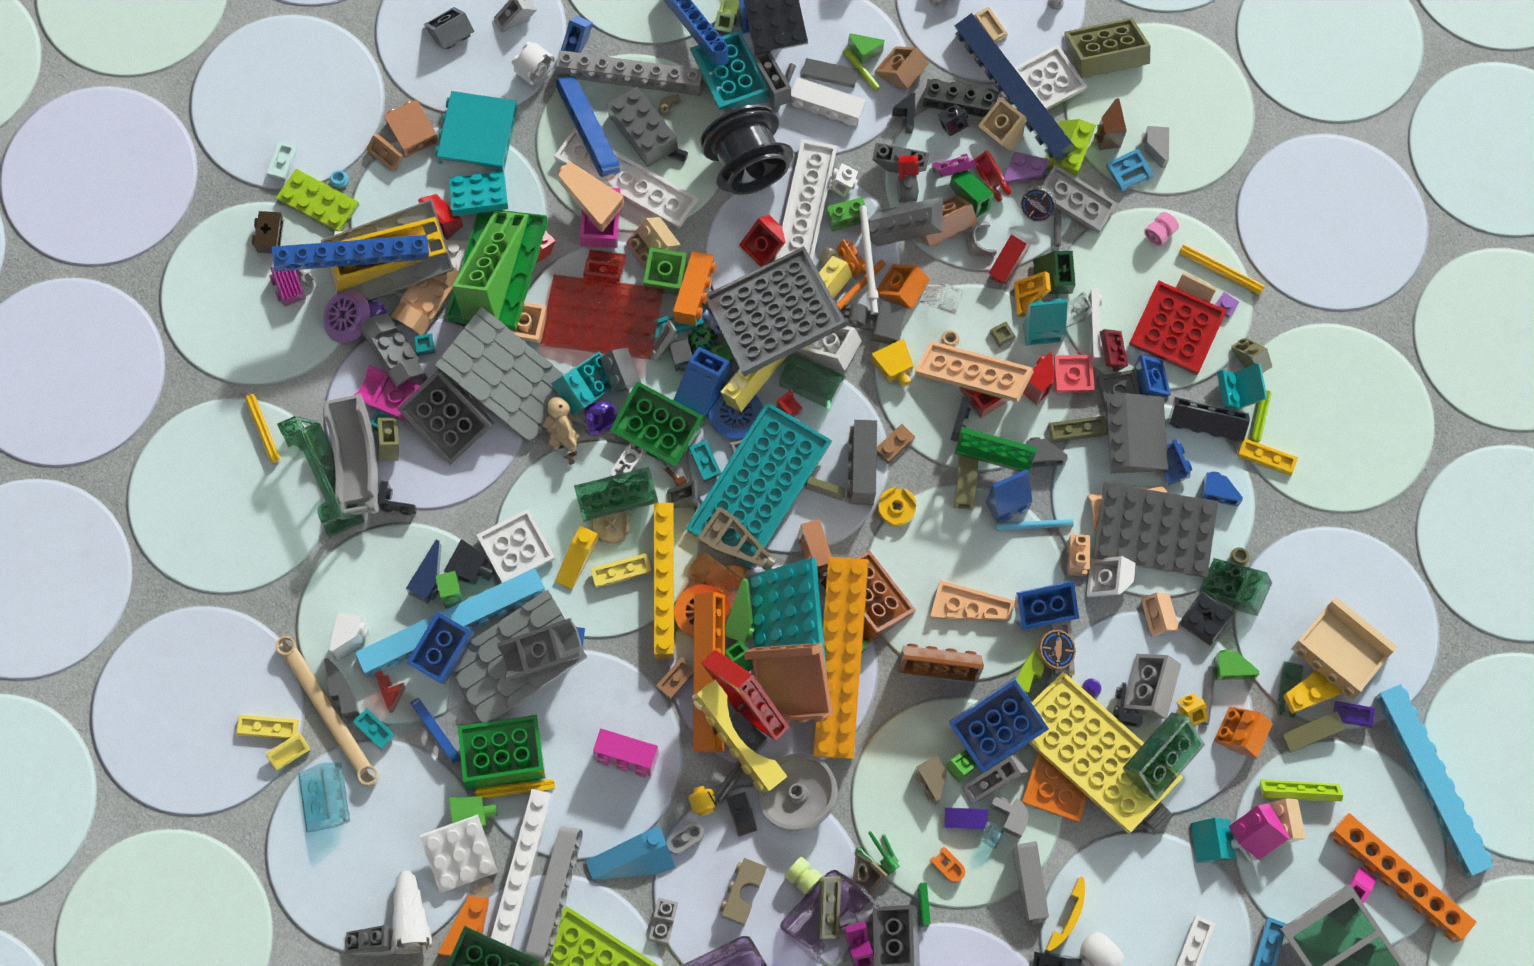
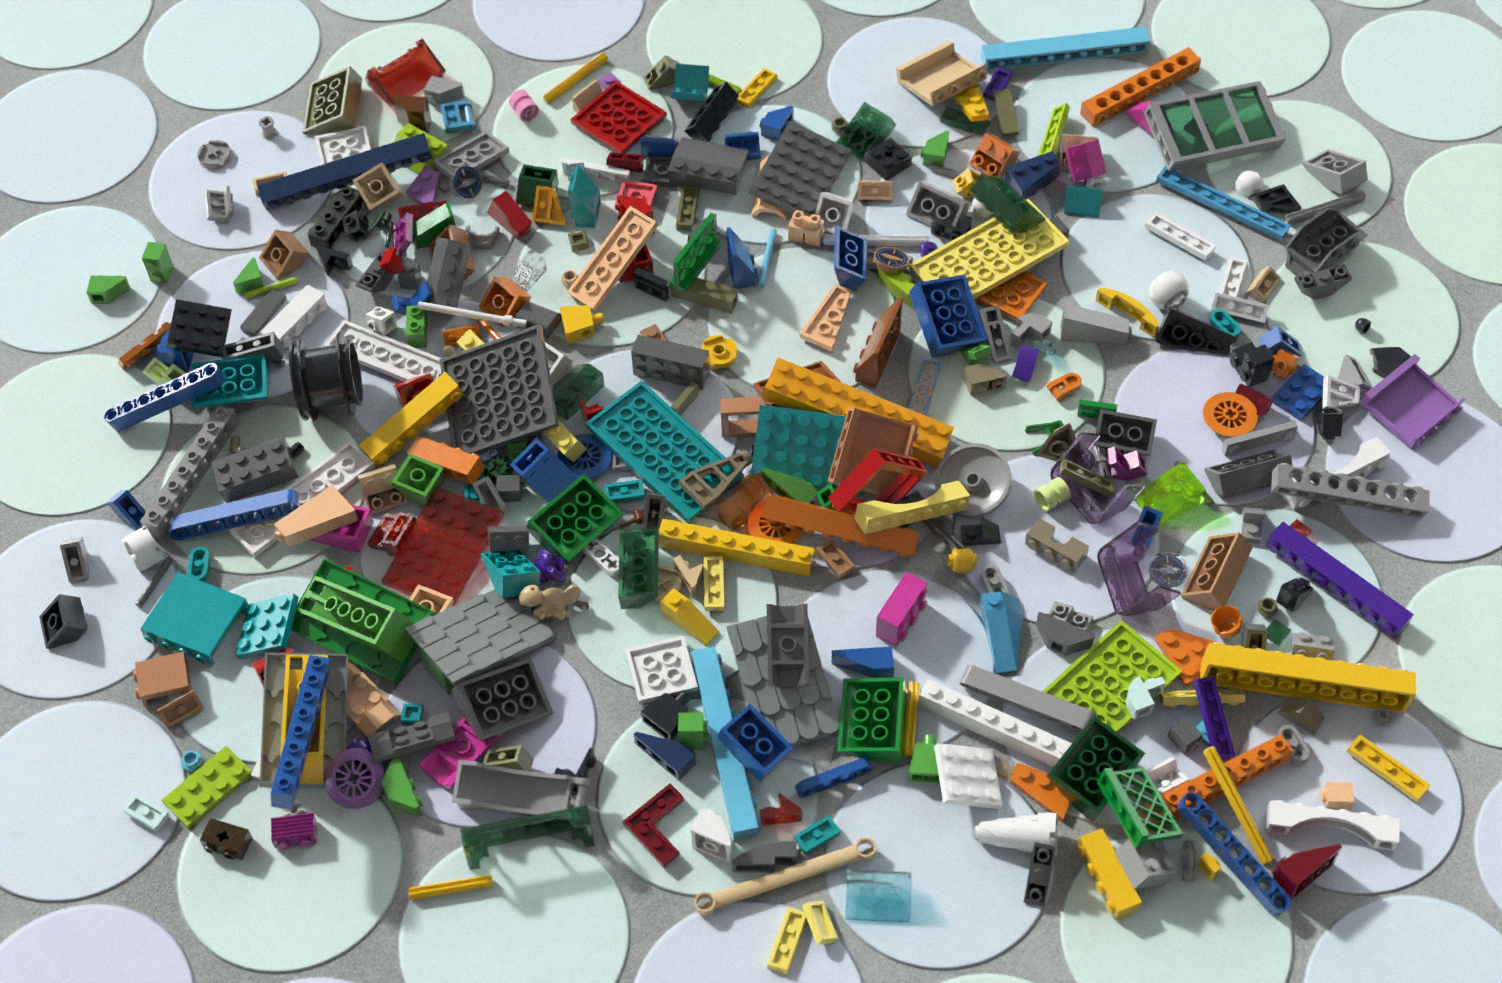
camera: 70 degrees left, 15 degrees down
(345, 357) = (400, 788): none -> bright green slope
(354, 571) = (643, 820): none -> dark red plate
(509, 85) = (153, 582): none -> dark grey bar
(533, 115) = (198, 566): none -> teal plate
(565, 738) = (871, 662): none -> blue slope
(619, 548) = (690, 577): none -> tan slope
(638, 916) = (1062, 635): none -> dark grey slope
(730, 243) = (411, 419): none -> yellow brick
(873, 199) = (422, 294): none -> blue bracket
(903, 721) = (924, 386): none -> medium blue tile
(971, 142) = (382, 221): none -> dark green plant
(1090, 632) = (885, 240): none -> white axle
(1164, 102) = (405, 74): none -> clear red windscreen
(1227, 777) = (1033, 173): none -> dark blue wedge

